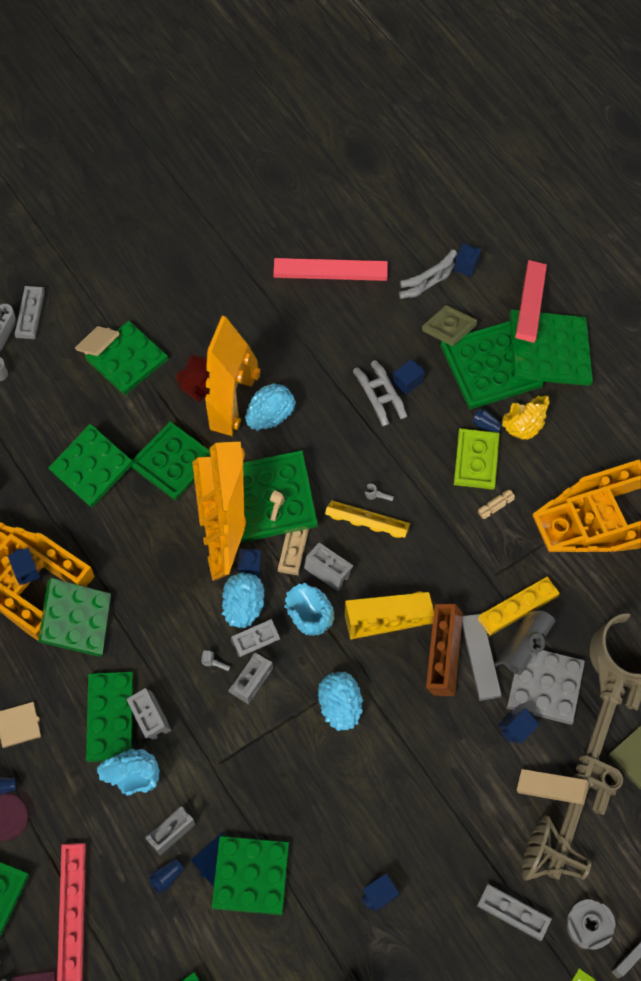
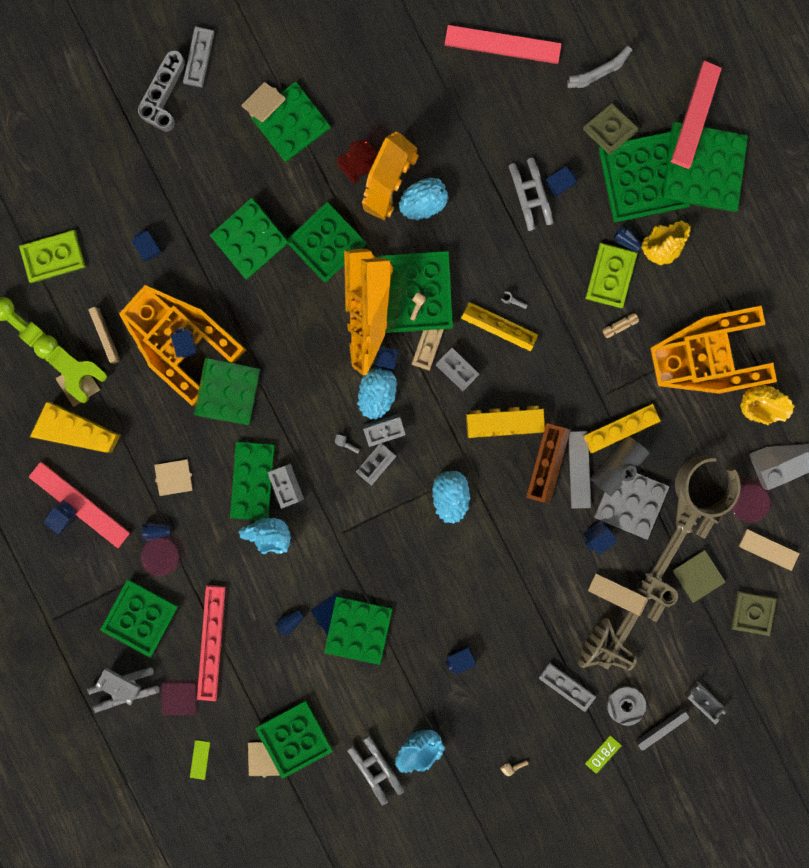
camera: 10 degrees right, 25 degrees up
(170, 830) = (295, 585): light grey hinge -> none
(309, 609) = (434, 411): medium azure piece -> none
(467, 260) = (642, 54): dark blue brick -> none

